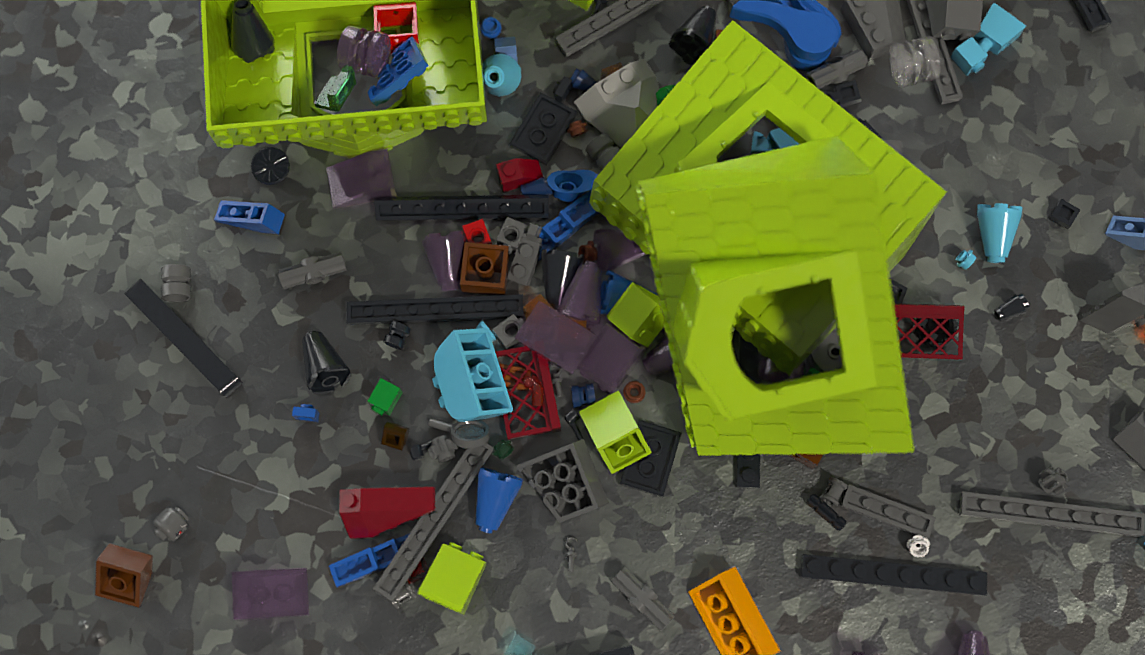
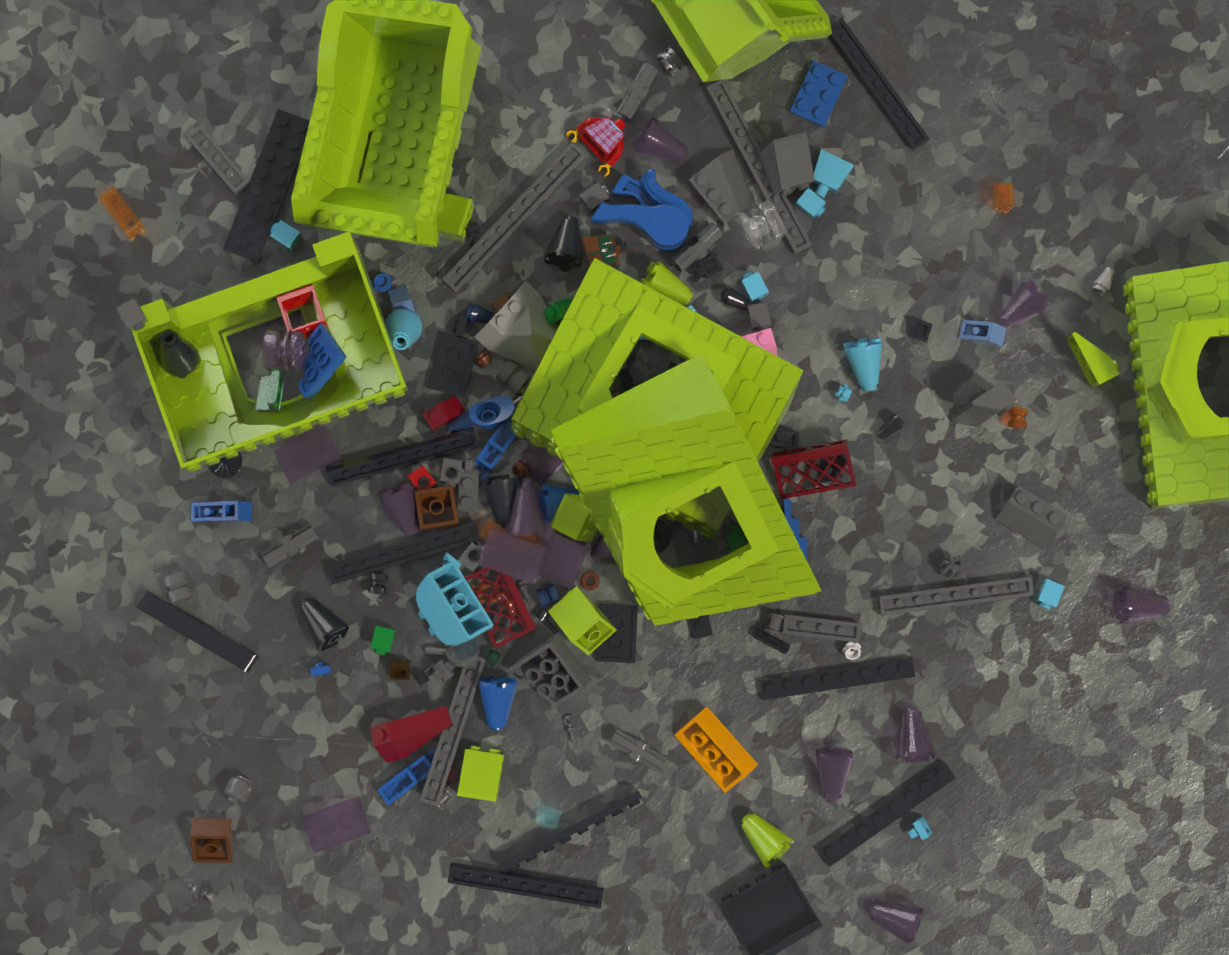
camera: 15 degrees left, 10 degrees up
(890, 124) = (754, 286): none -> medium azure brick

